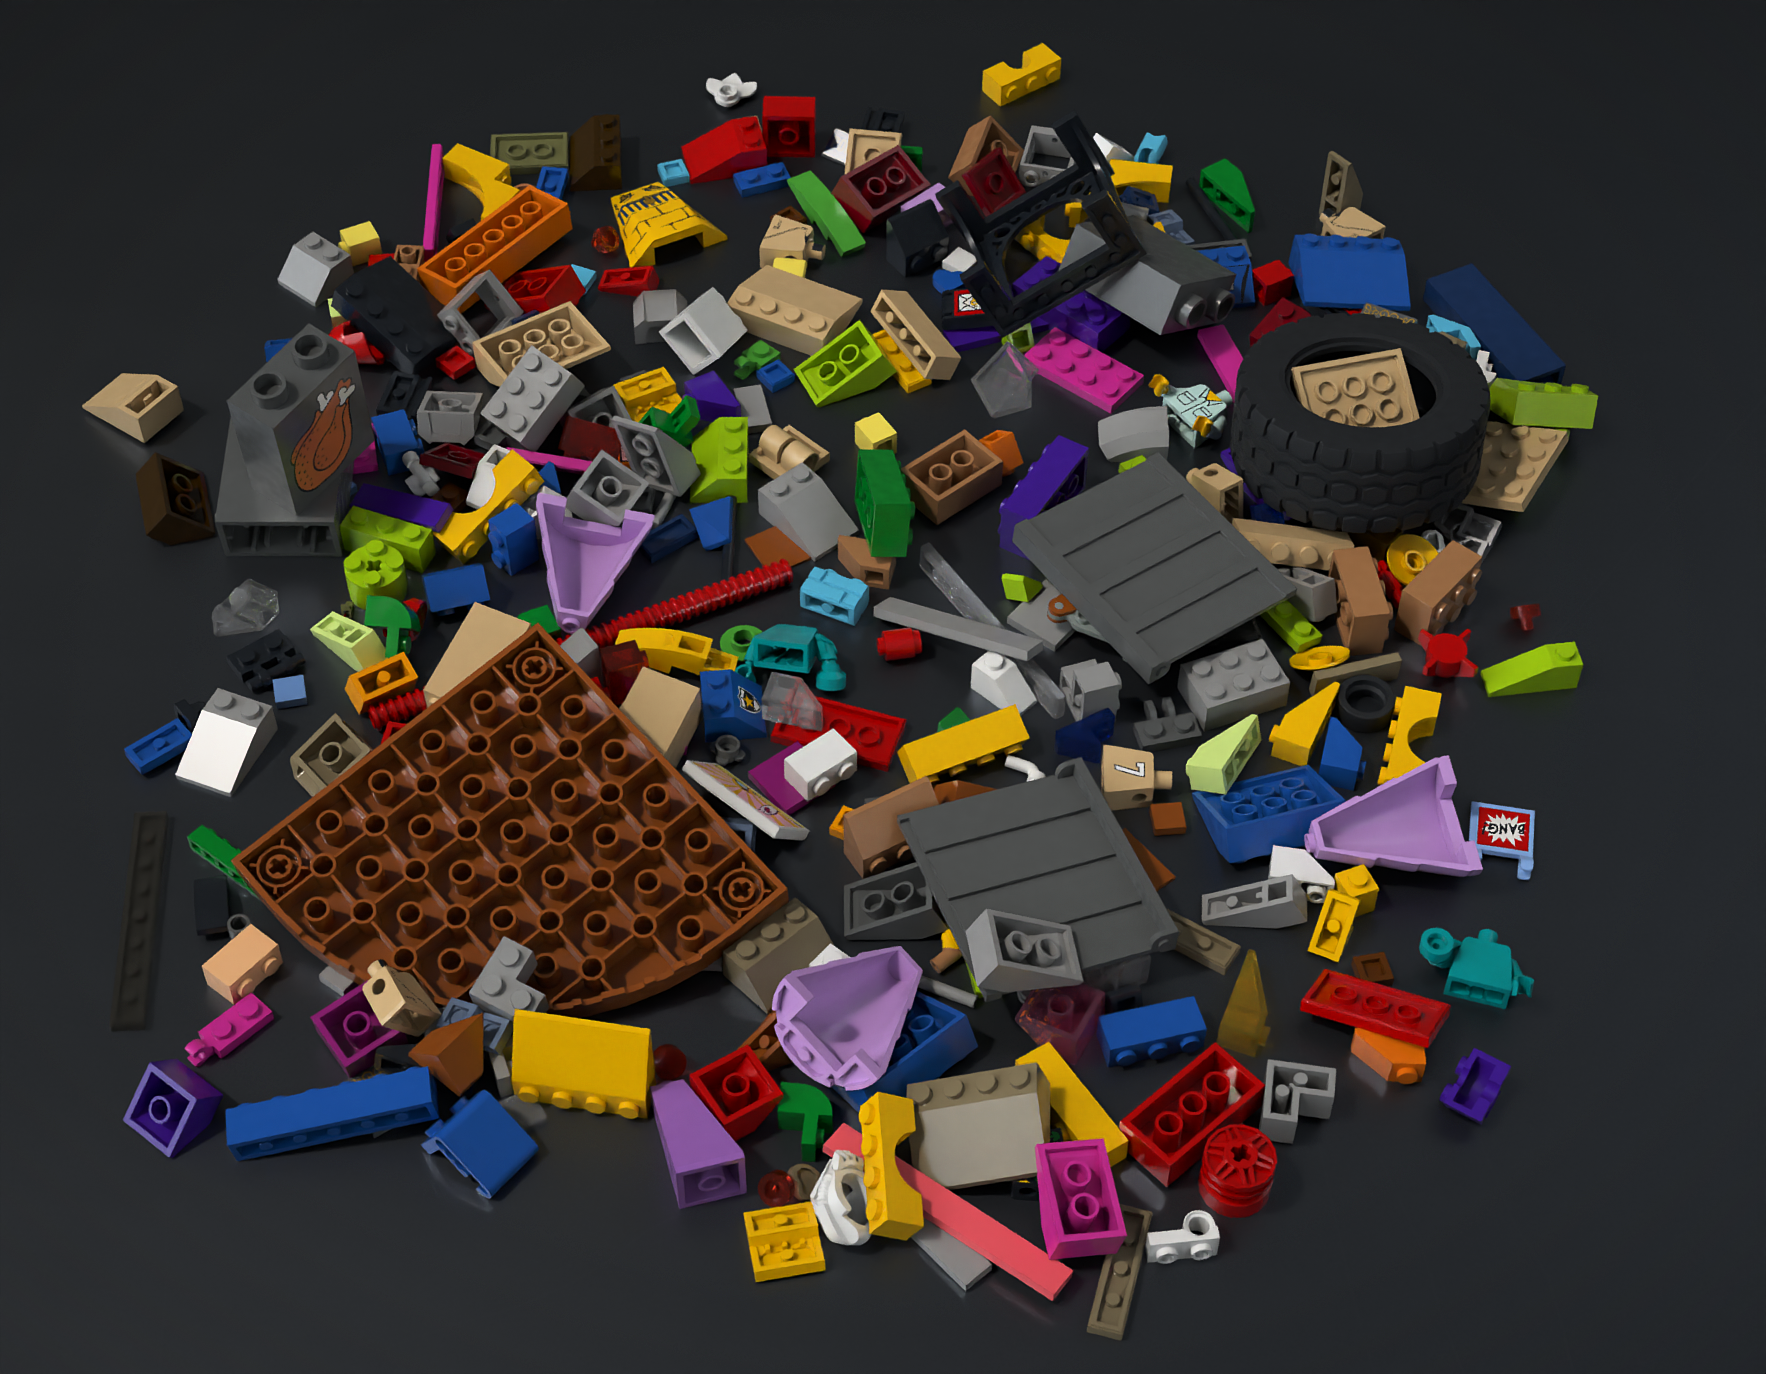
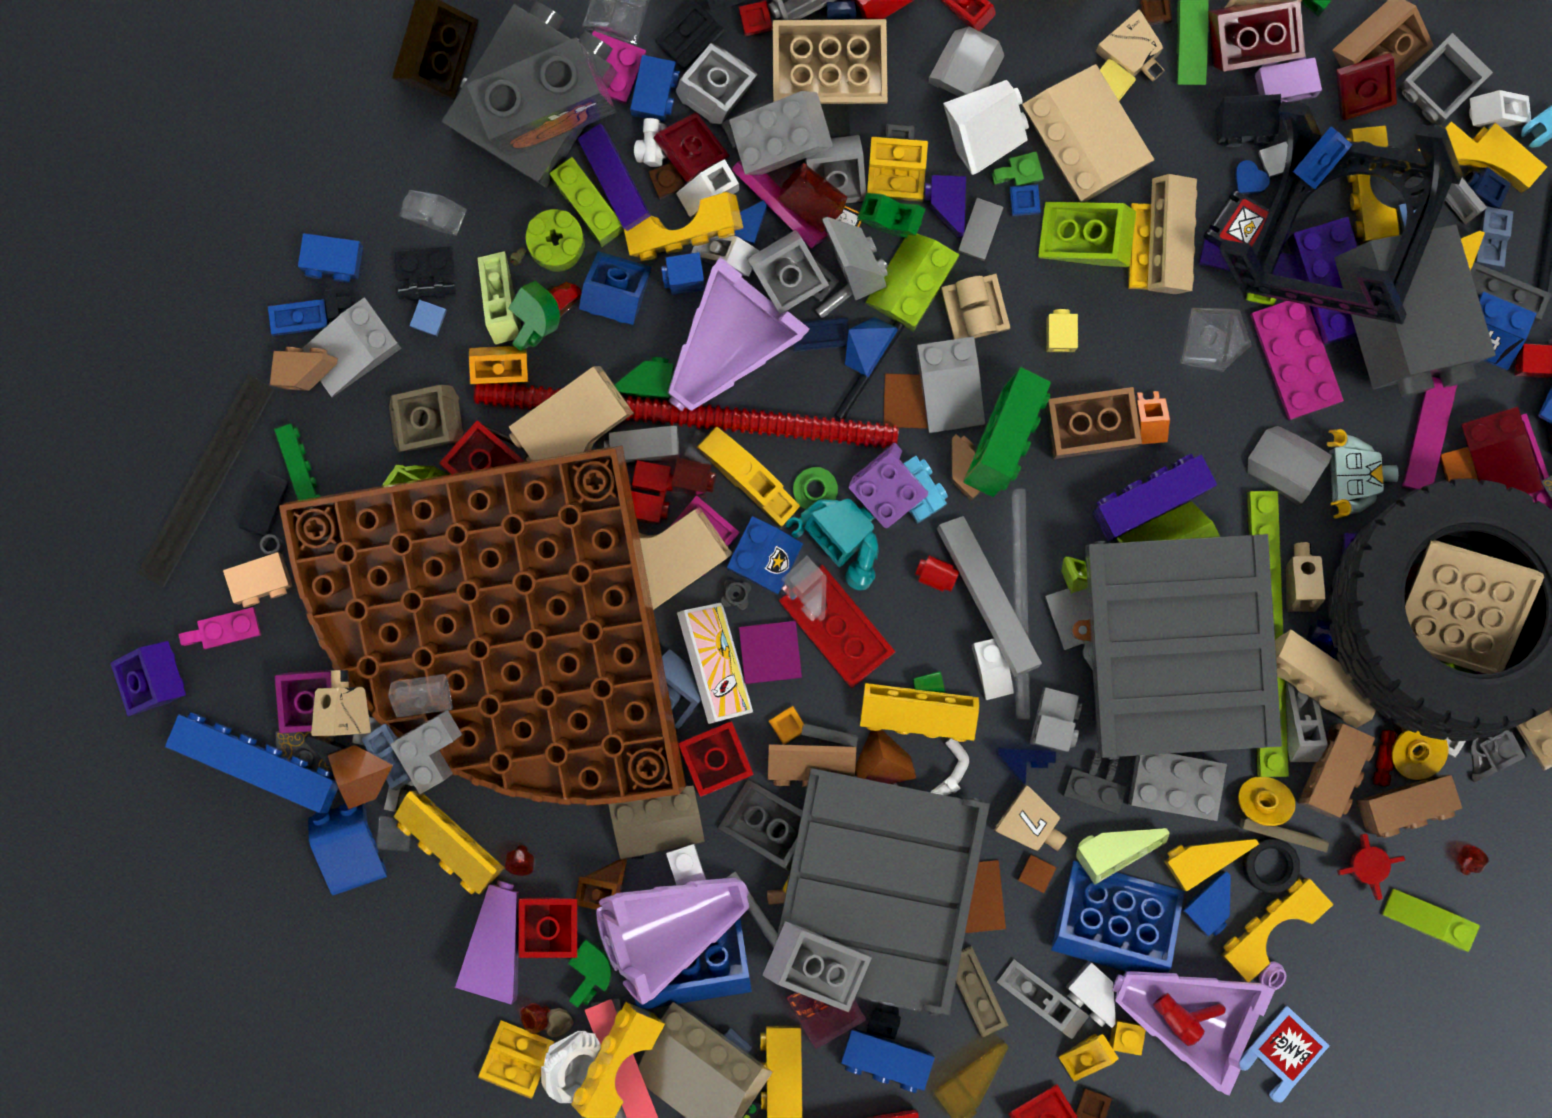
camera: 30 degrees right, 35 degrees up
(163, 685) = (330, 257): none -> blue brick
(187, 775) = (299, 369): none -> medium nougat slope
(472, 950) = (420, 695): none -> clear slope
(807, 868) = (715, 759): none -> red brick
(809, 595) = (887, 487): none -> medium lavender bracket
(820, 764) = (793, 665): white brick -> none
(996, 218) = (1322, 157): none -> blue plate
(1388, 841) = (1186, 1024): none -> red piece

